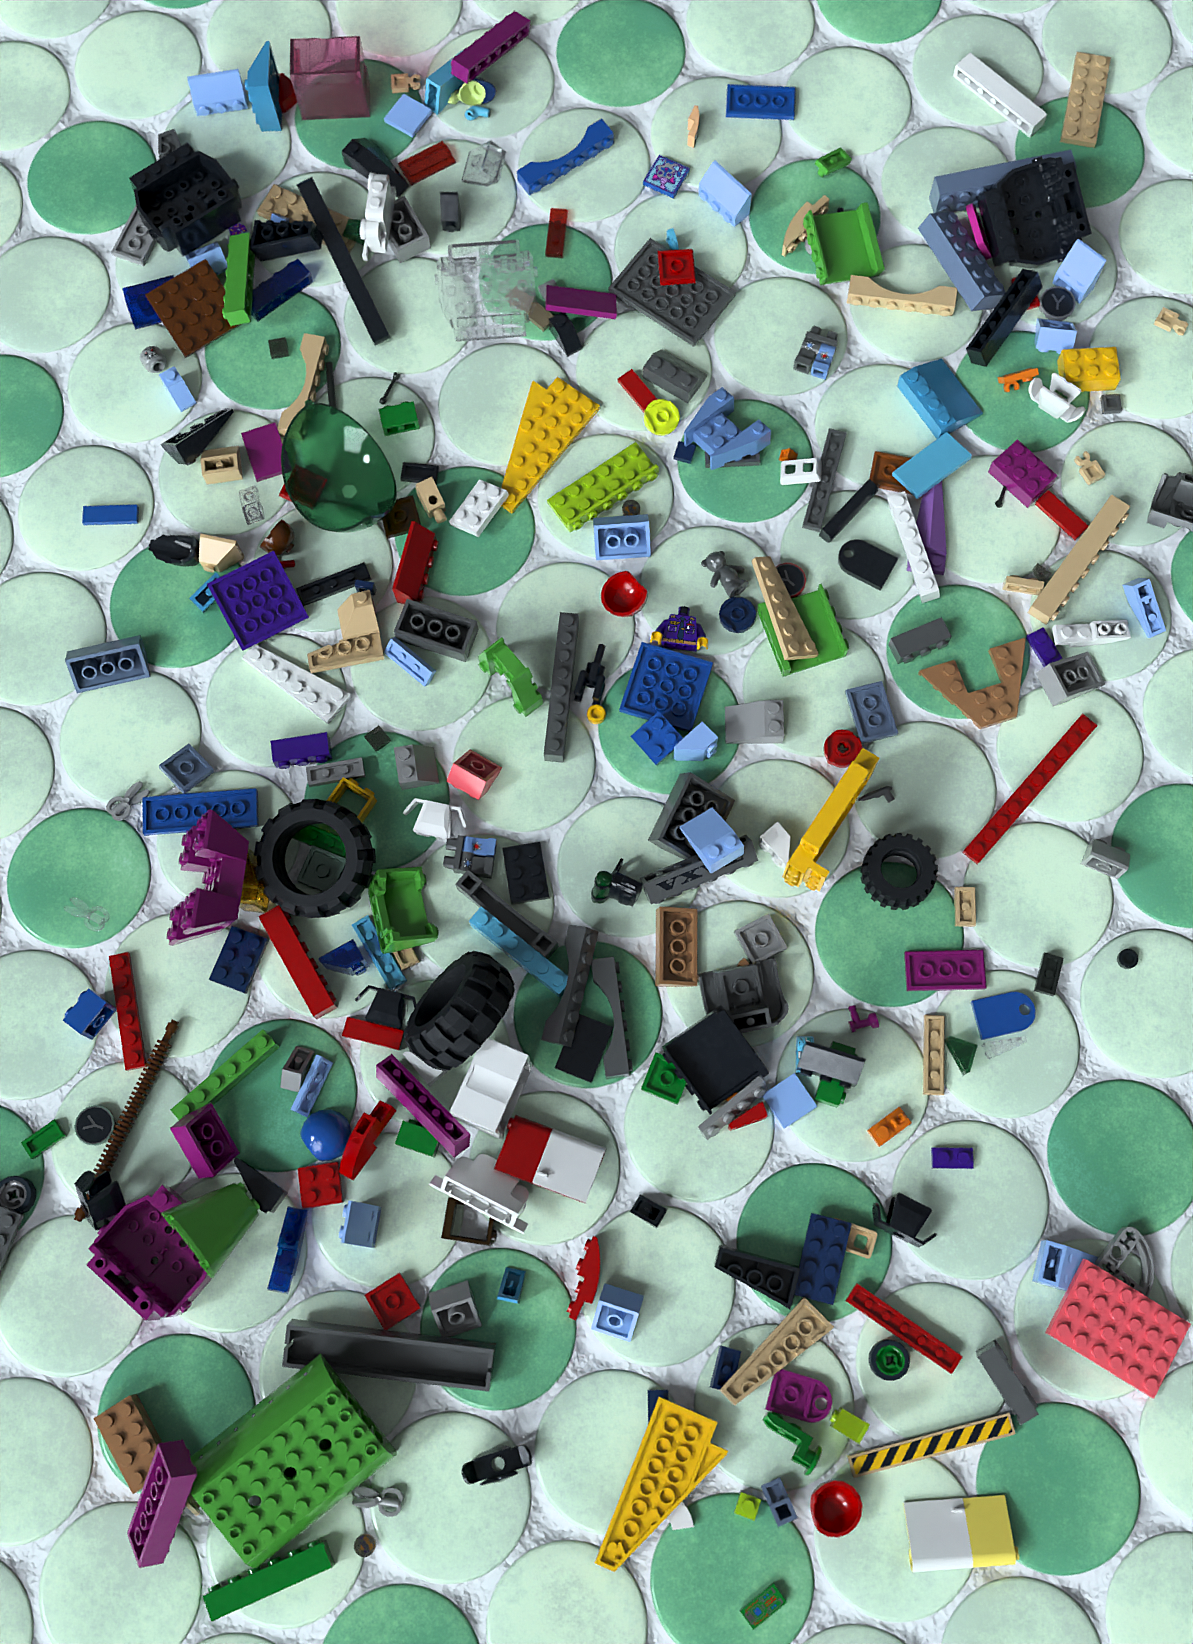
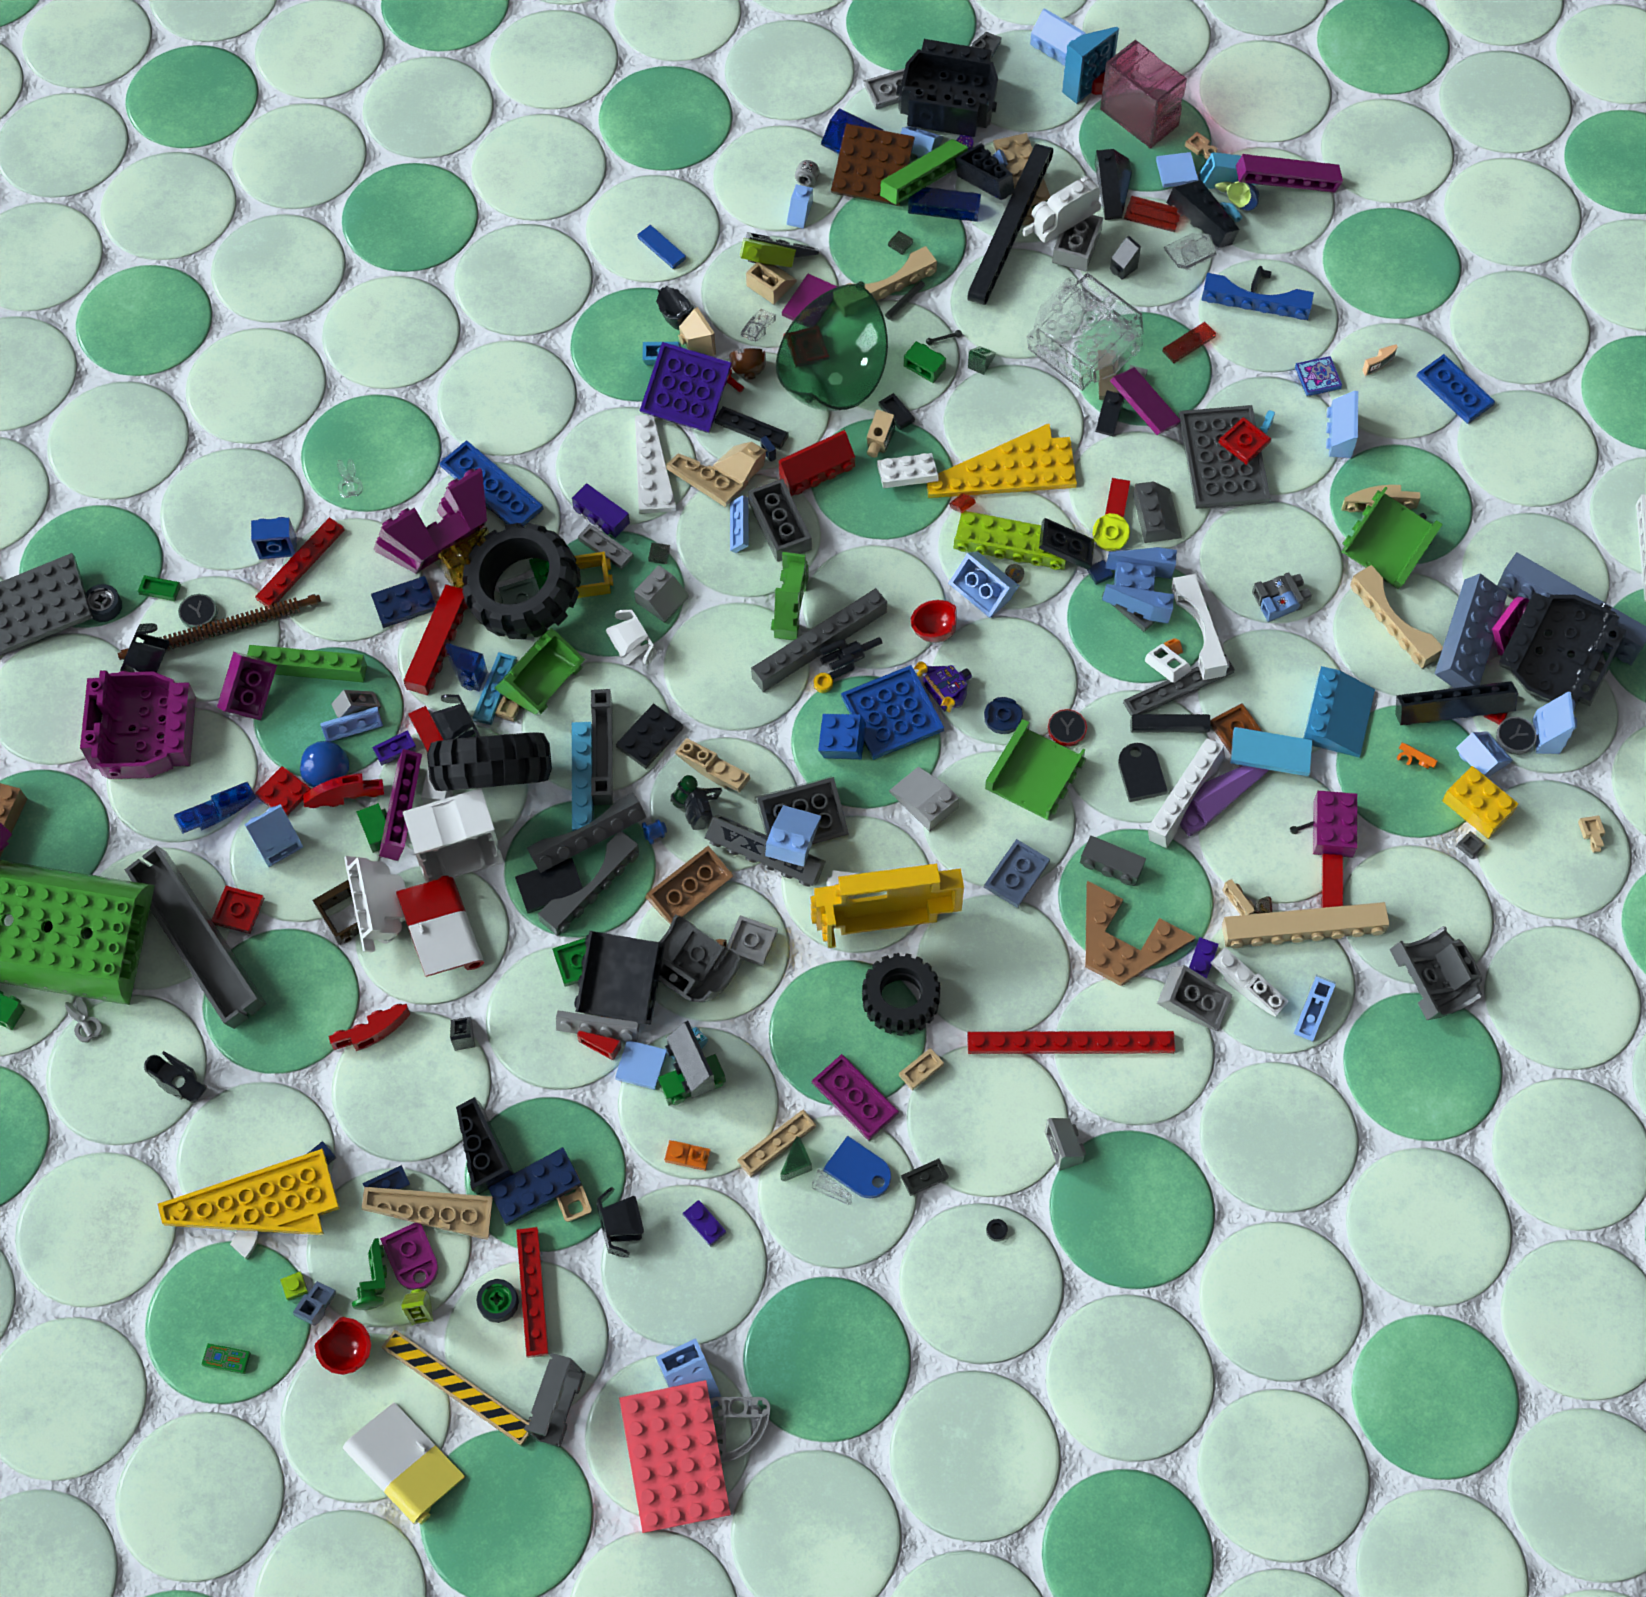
camera: 45 degrees right, 10 degrees down
(108, 664) = (546, 337): sand blue slope -> none
(130, 798) = (459, 434): light grey piece -> none
(186, 768) = (514, 449): sand blue plate -> none
(198, 446) = (766, 253): none -> lime slope
(214, 1223) = (188, 738): bright green cone -> none
(261, 1188) = (245, 755): black slope -> none
(362, 1069) = (392, 748): none -> dark purple plate
(365, 1545) = (42, 1038): clear smoke tile -> none
(400, 517) = (852, 422): dark brown tile -> none
(434, 379) = (980, 359): none -> clear green slope
(454, 1309) = (267, 956): light grey slope -> none
(464, 128) = (1204, 211): none -> black wedge
(472, 855) = (627, 687): dark grey hips -> none
(473, 774) = (692, 637): coral slope -> none
(511, 1285) = (319, 981): dark azure slope -> none
(541, 494) = (962, 503): none -> clear red tile
(547, 139) = (1260, 272): none -> black bar
(595, 849) = (711, 766): none -> tan slope
(610, 935) = (654, 830): none -> blue brick
(617, 1312) = (363, 1070): light blue slope -> none
(646, 454) = (1066, 543): none -> black tile
(697, 745) = (862, 766): light blue slope -> none
(725, 573) = (1024, 687): dark grey piece -> none
(787, 623) = (1030, 749): tan wing -> none
(827, 438) = (1189, 596): none -> white arch
(832, 161) = (1458, 477): bright green plate -> none
(834, 741) = (977, 876): red plate -> none
(856, 1023) = (749, 1064): magenta piece -> none
(878, 793) = (961, 935): dark grey bar -> none
(1054, 403) = (1423, 789): white piece -> none
(1089, 470) = (1393, 873): tan plate -> none

